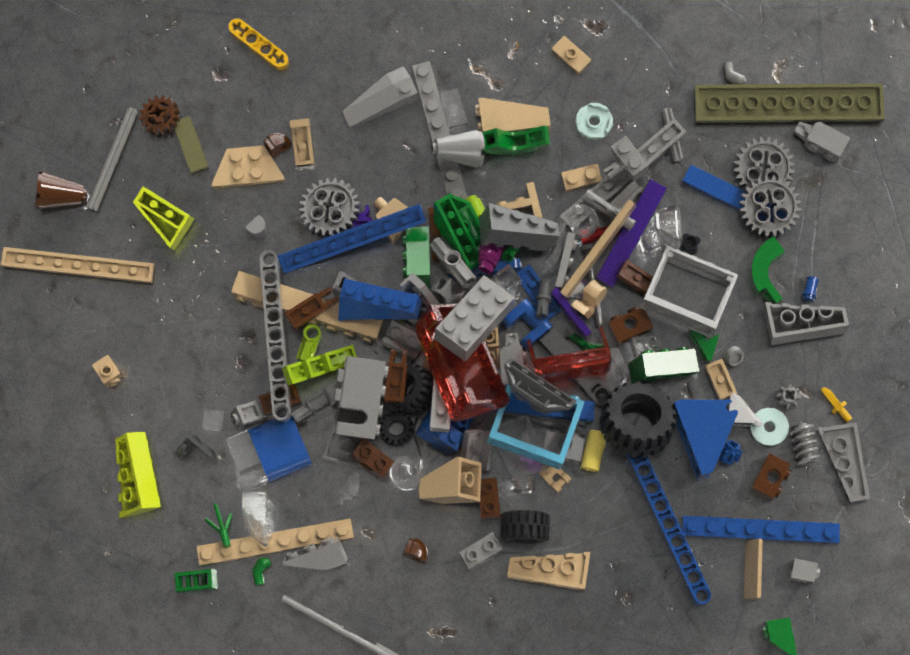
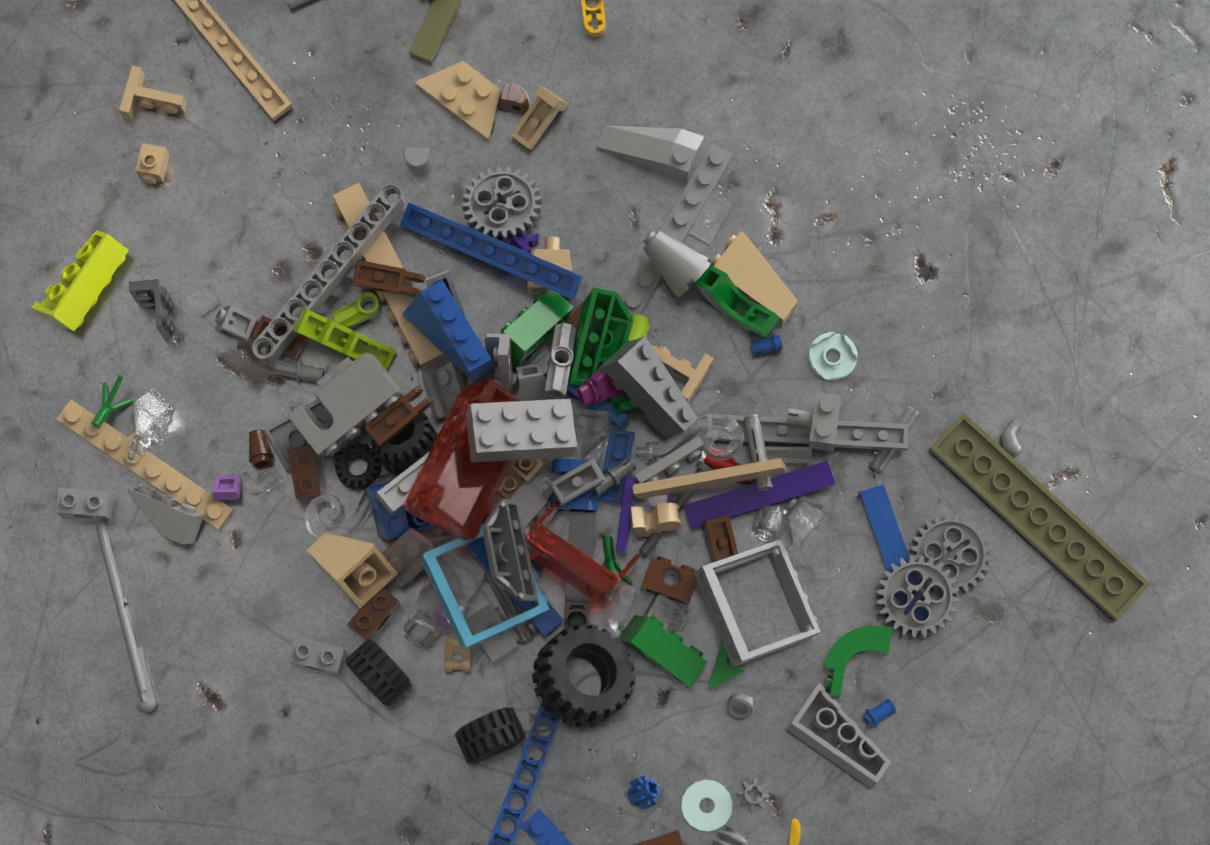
camera: 40 degrees right, 0 degrees up
(67, 336) = (147, 97): none -> tan bracket
(165, 218) = (343, 70): neon yellow wedge -> none
(212, 580) = (51, 441): green slope -> none
(258, 569) = (104, 474): green arm -> none
(265, 595) = (85, 504): none -> light grey brick
(268, 452) = (219, 376): blue door -> none
(333, 472) = (259, 449): none -> reddish brown cone
(336, 509) = (226, 487): none -> medium lavender plate
(416, 550) = (261, 597): reddish brown piece -> none
(529, 318) = (577, 481): none -> light grey slope
(553, 148) = (766, 345): none -> blue pin
(553, 570) = (367, 739): tan wing -> none
(571, 55) = (874, 273): tan plate -> none
(581, 177) = (766, 397): tan plate -> none
(593, 451) = (515, 665): light yellow pin -> none
(619, 501) = (490, 735): none -> black tyre
(690, 248) = (808, 551): black plate -> none
(704, 430) = (638, 748): blue ladder -> none
(720, 379) = (704, 715): tan plate -> none
(745, 415) = (691, 766): white slope -> none
(822, 139) = (1036, 582): light grey hinge -> none

